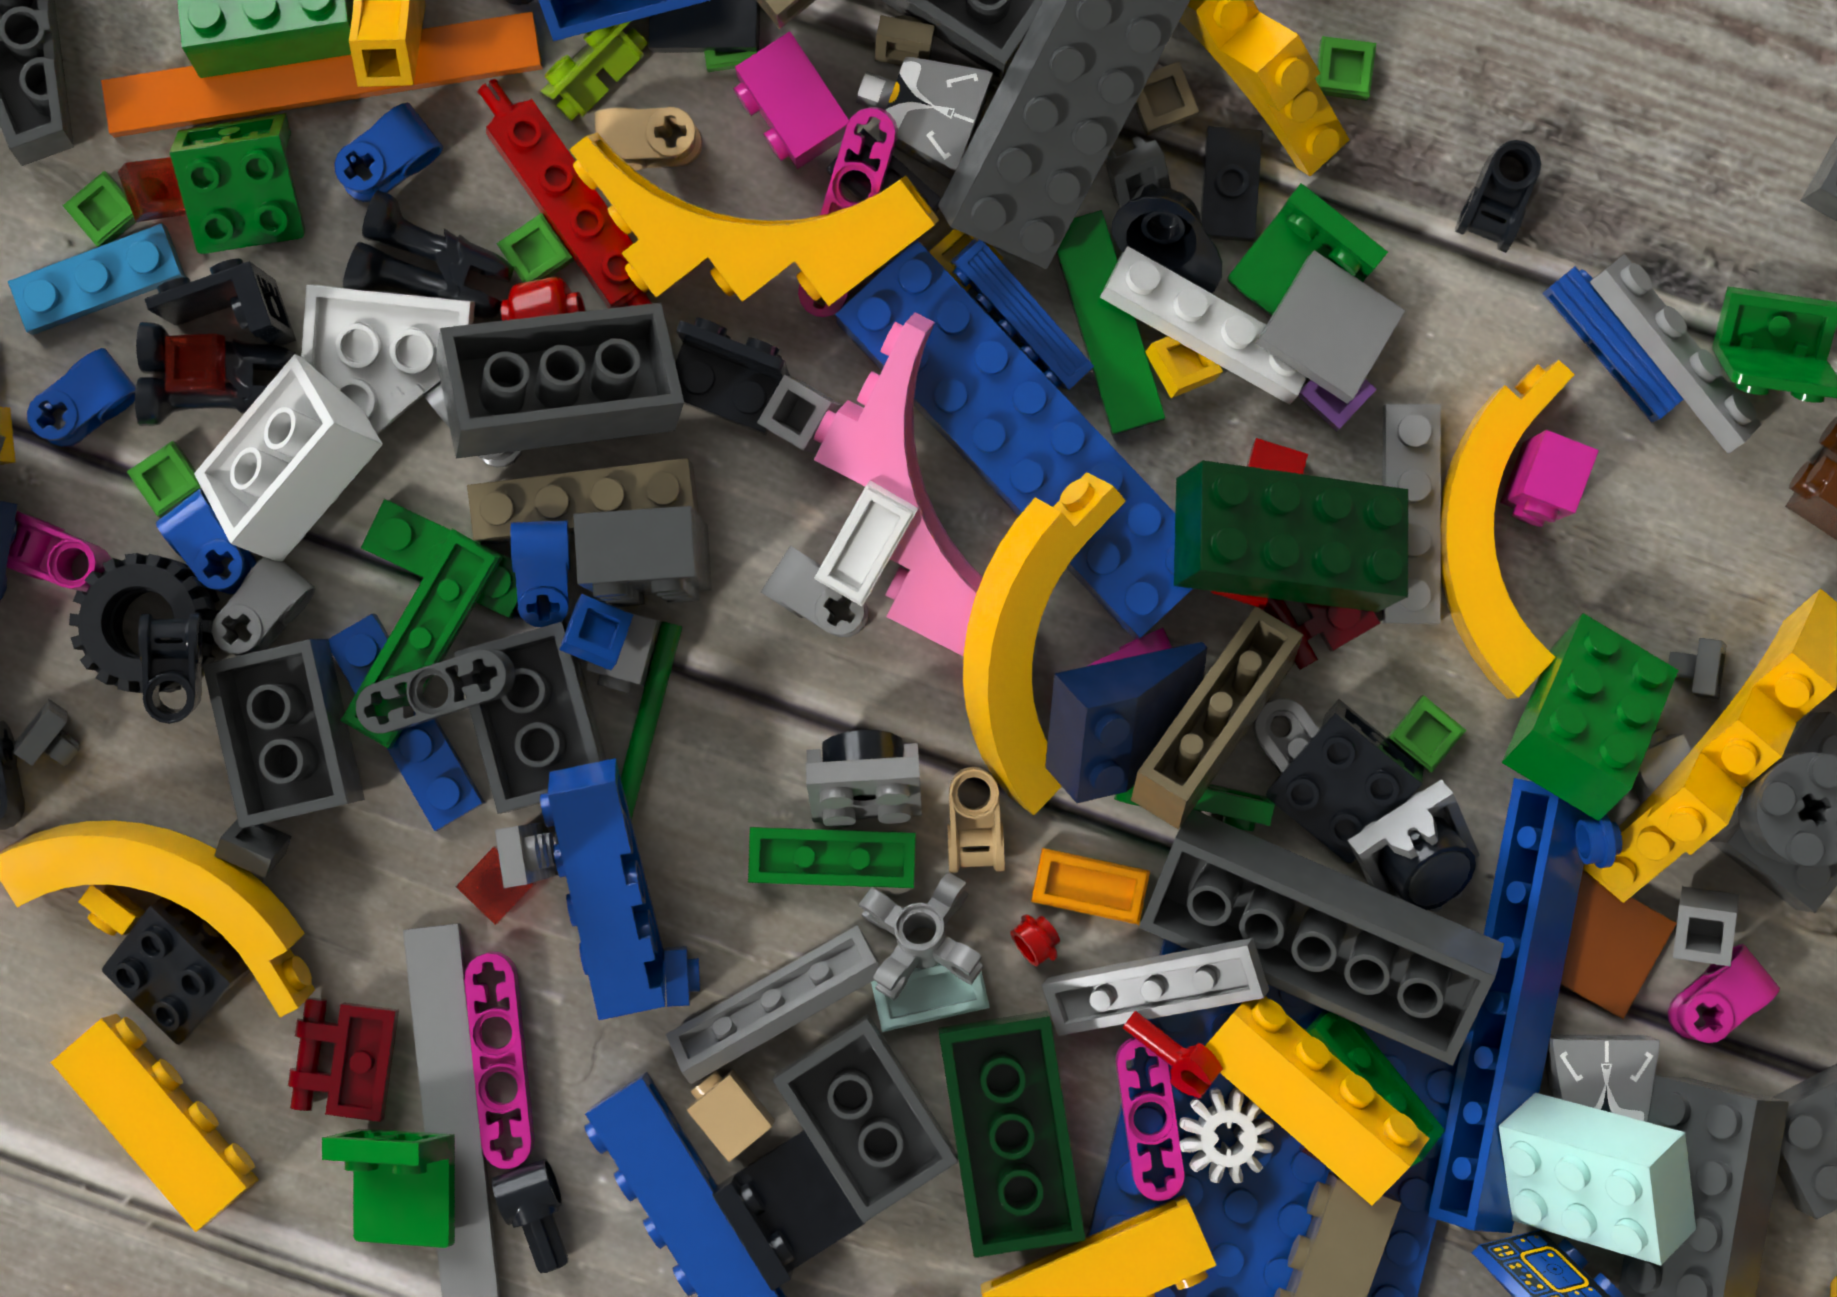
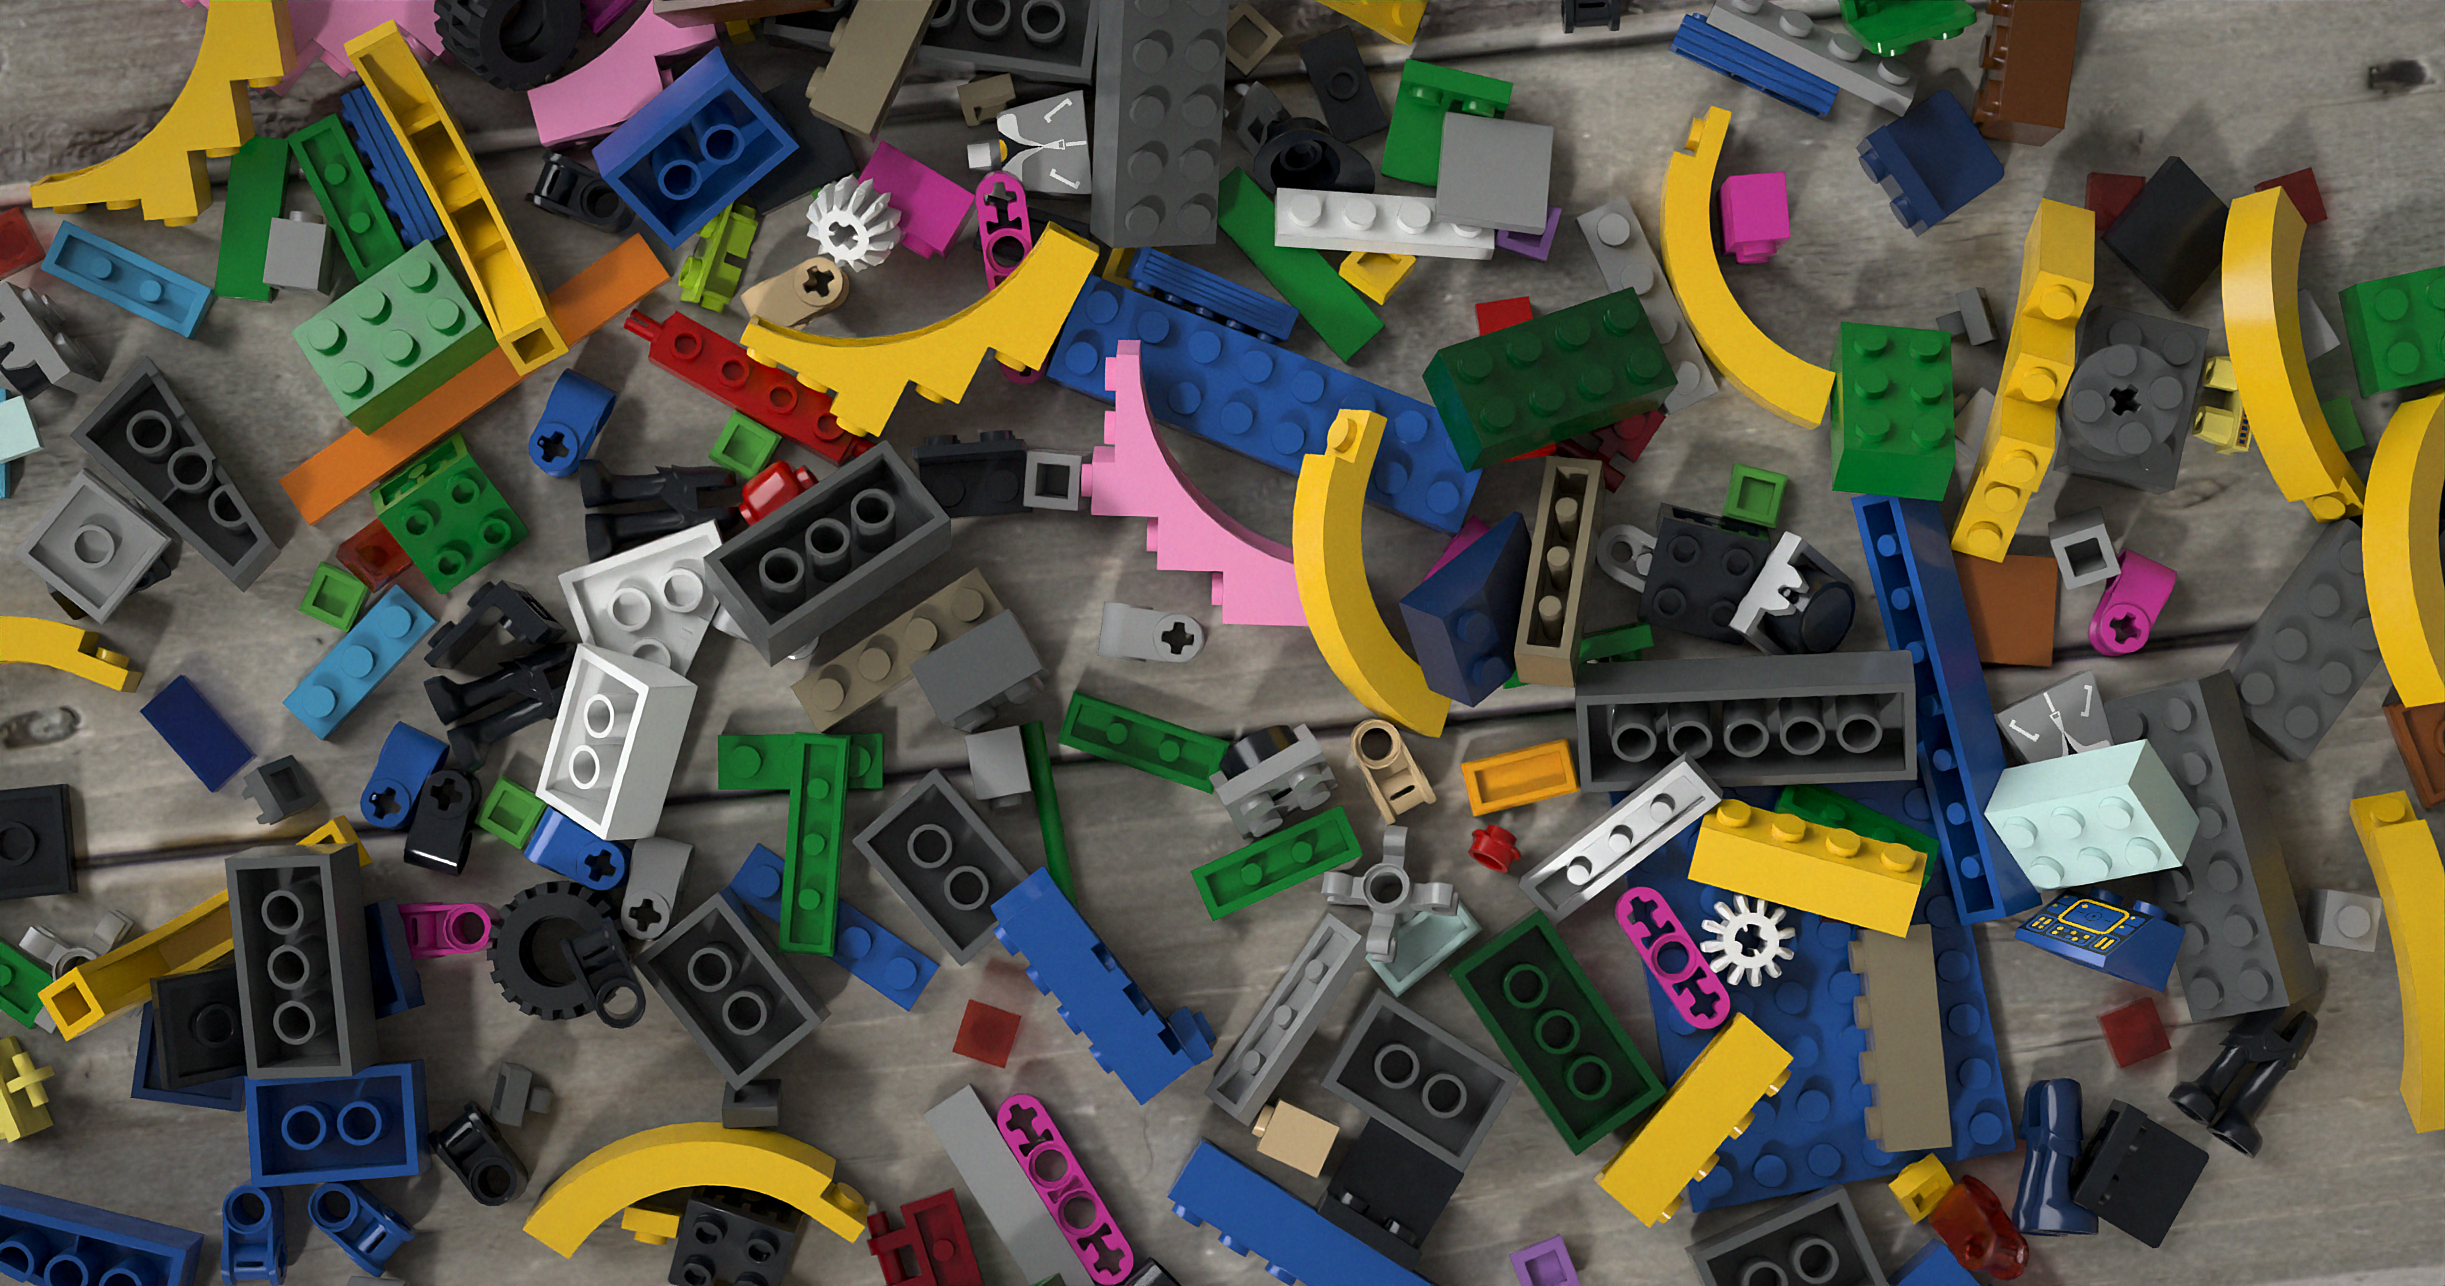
camera: 30 degrees left, 0 degrees up
(93, 463) = (443, 833): none -> black piece
(195, 363) = (491, 694): clear red tile -> none
(404, 716) = (814, 899): dark grey beam -> none
(526, 853) = (1007, 987): light grey plate -> none
(541, 570) = (894, 730): blue piece -> none
(596, 632) = (971, 762): blue plate -> none
(727, 93) = (854, 223): none -> white gear
(763, 688) = (1142, 742): none -> green tile
(866, 543) = (1173, 566): white tile -> none
(1192, 1067) = (1688, 893): red bar -> none
(1598, 841) = (1951, 518): blue plate -> none
(1732, 507) = (1930, 162): none -> dark blue bracket

